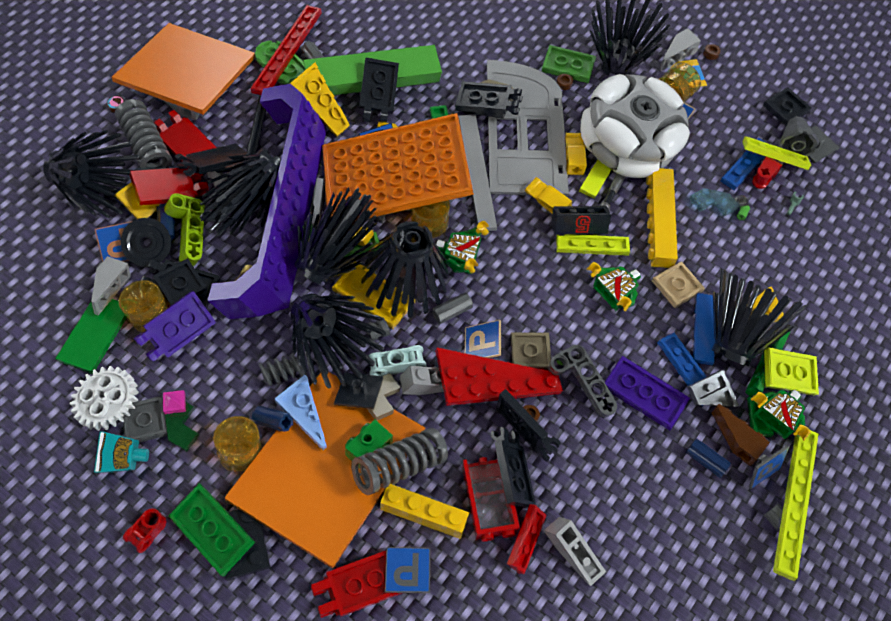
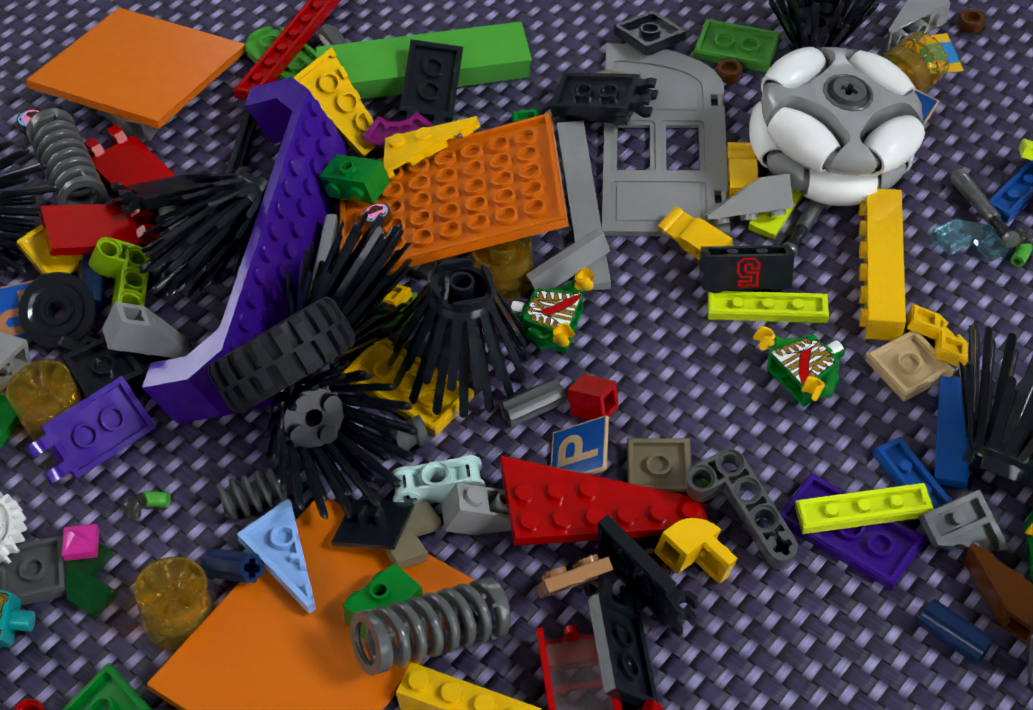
camera: 10 degrees right, 10 degrees down
(205, 261) = (141, 331): none -> light grey slope
(211, 372) = (133, 504): none -> arm
(300, 285) = (282, 355): none -> black tyre
(333, 154) = (354, 178): none -> green brick
(350, 180) = (373, 211): none -> tile
(360, 122) = (382, 128): none -> magenta tile
(375, 130) = (422, 143): none -> yellow wing
(471, 214) = (569, 261): none -> light grey tile
(488, 424) = (584, 571): none -> medium nougat plate
(489, 306) = (592, 397): none -> red brick
(514, 53) = (649, 32): none -> black plate
(556, 401) = (697, 542): none -> yellow brick
(588, 171) = (758, 196): none -> light grey slope
(653, 379) = (863, 508): none -> neon yellow tile
(701, 273) = (932, 325): none -> yellow tile
(717, 175) = (982, 205): none -> flat silver piece

